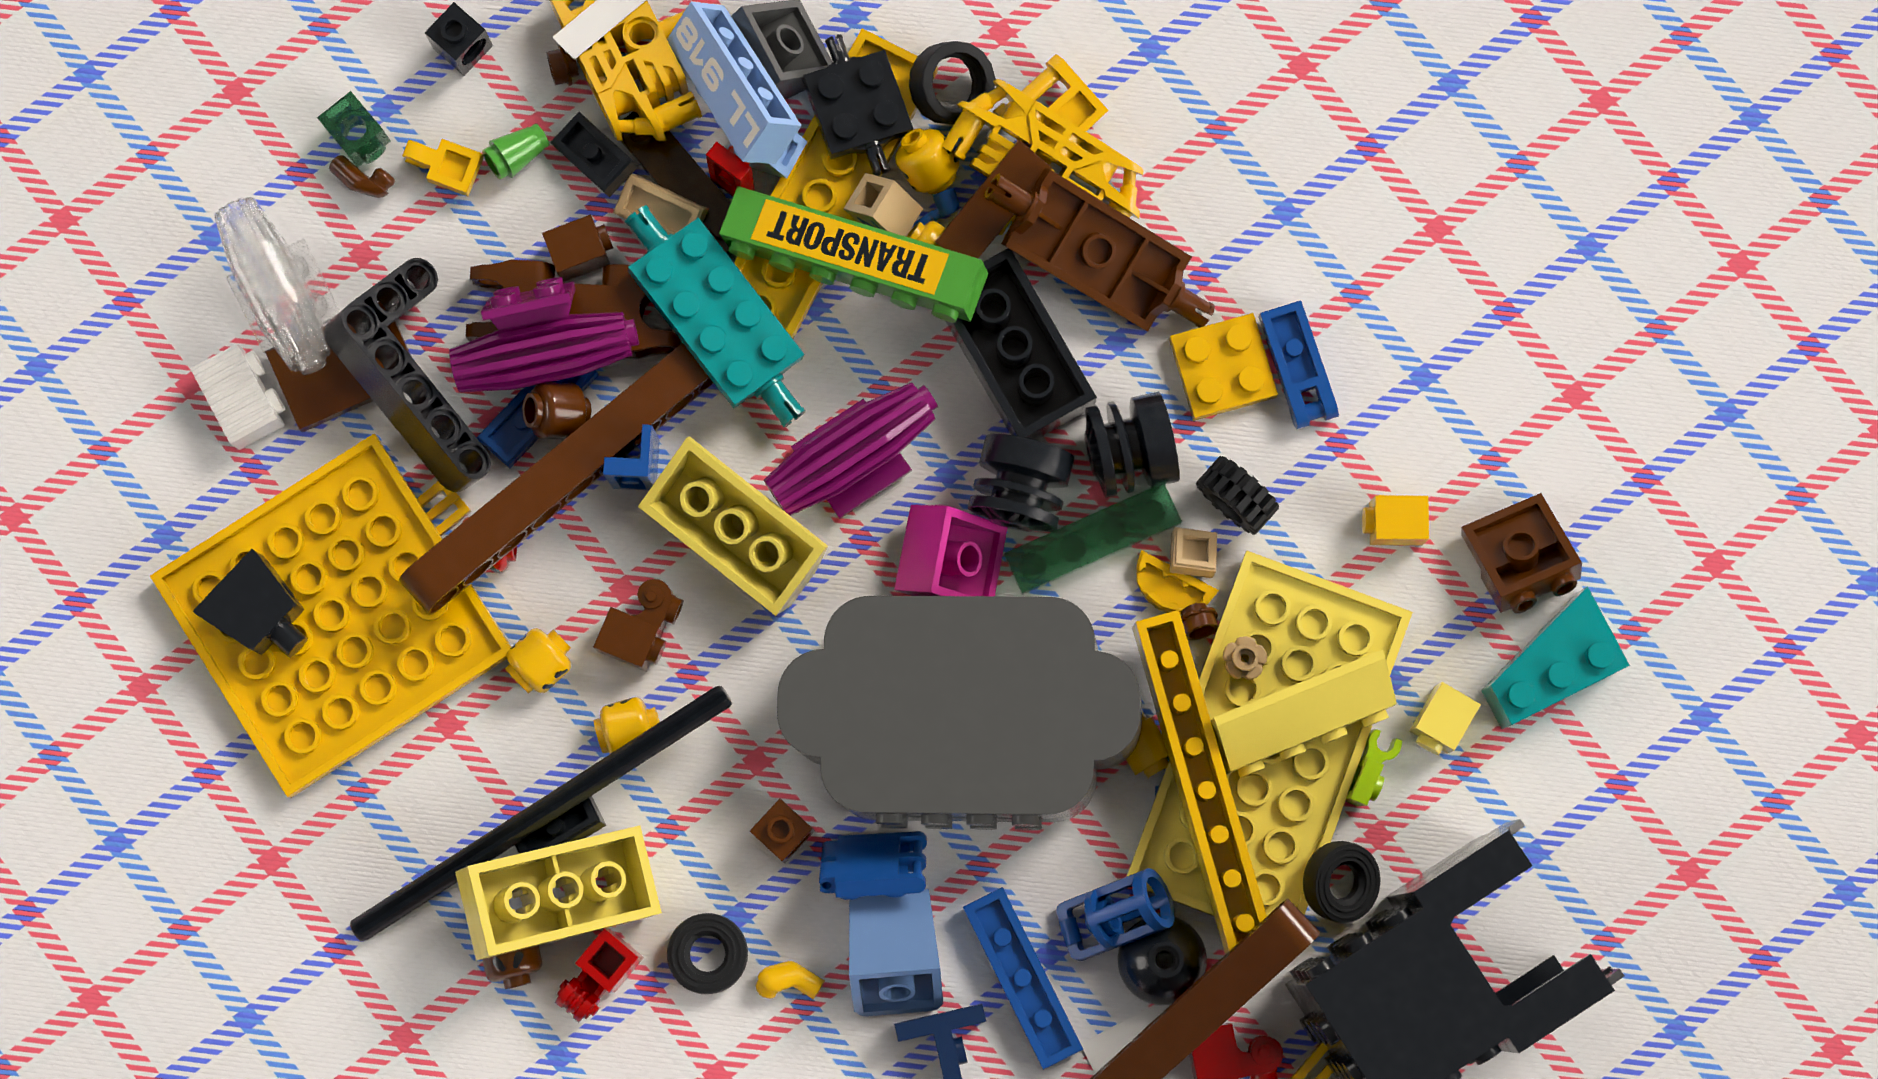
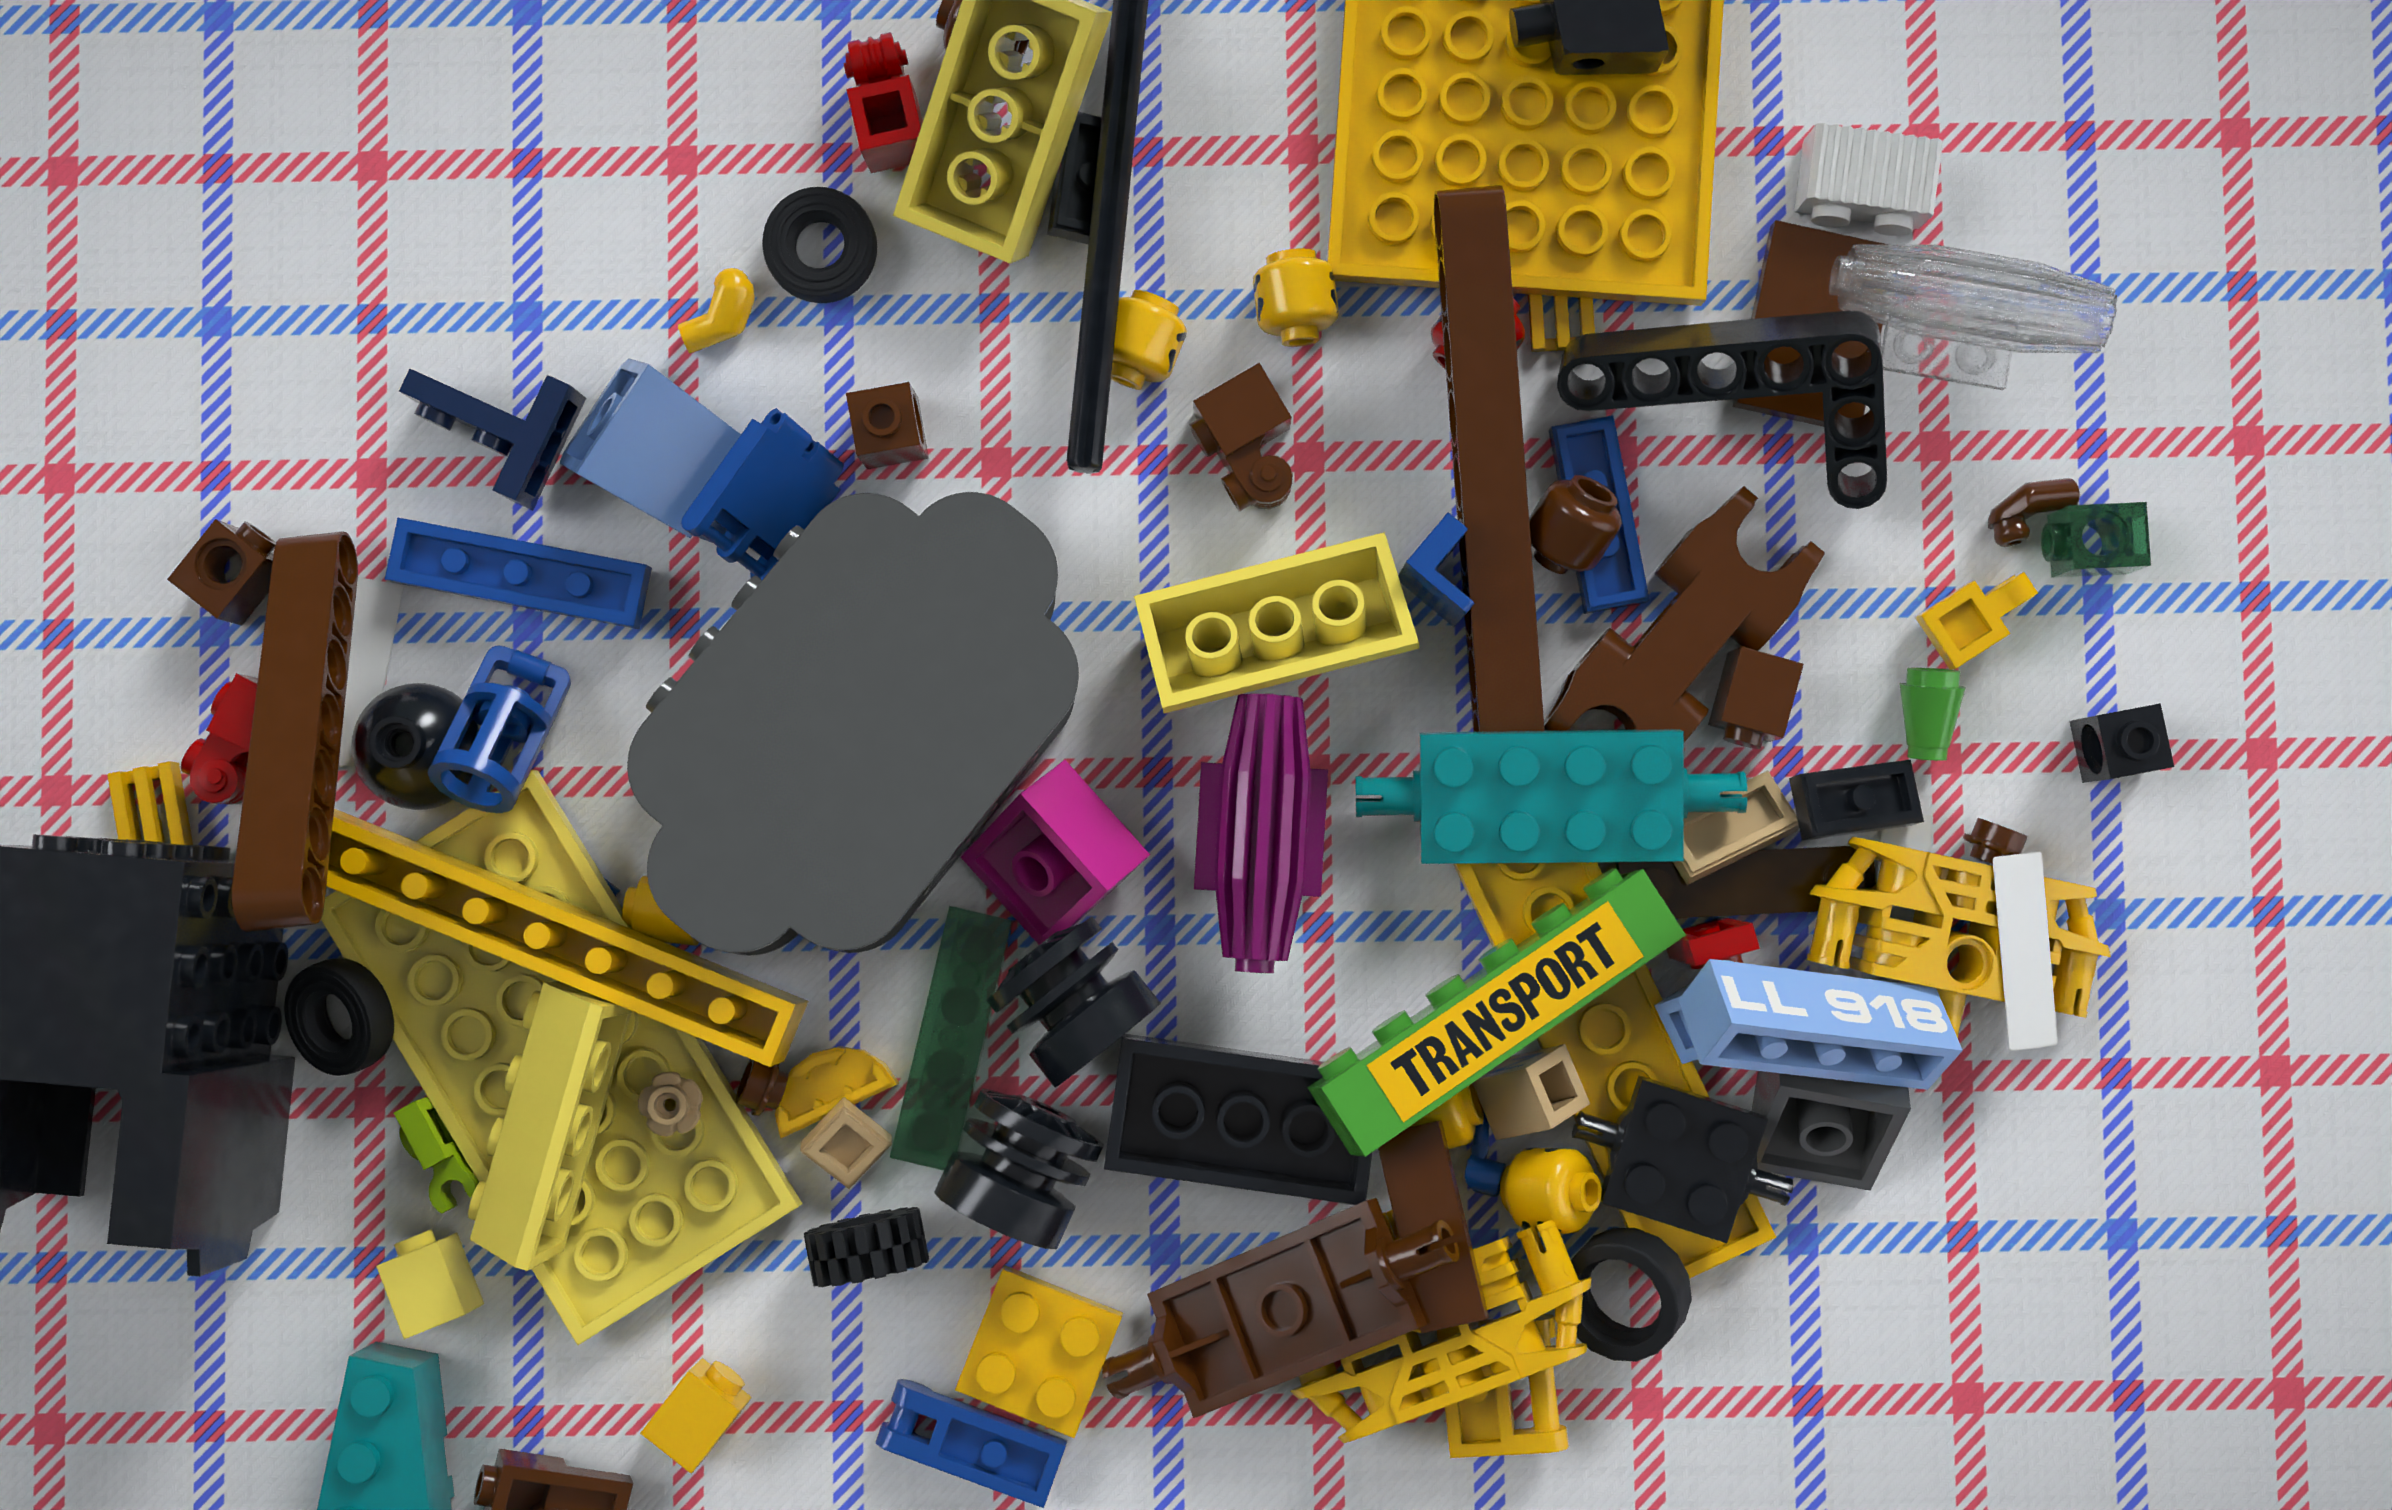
camera: 130 degrees right, 5 degrees up
(539, 340) = (1673, 561): magenta plate -> none

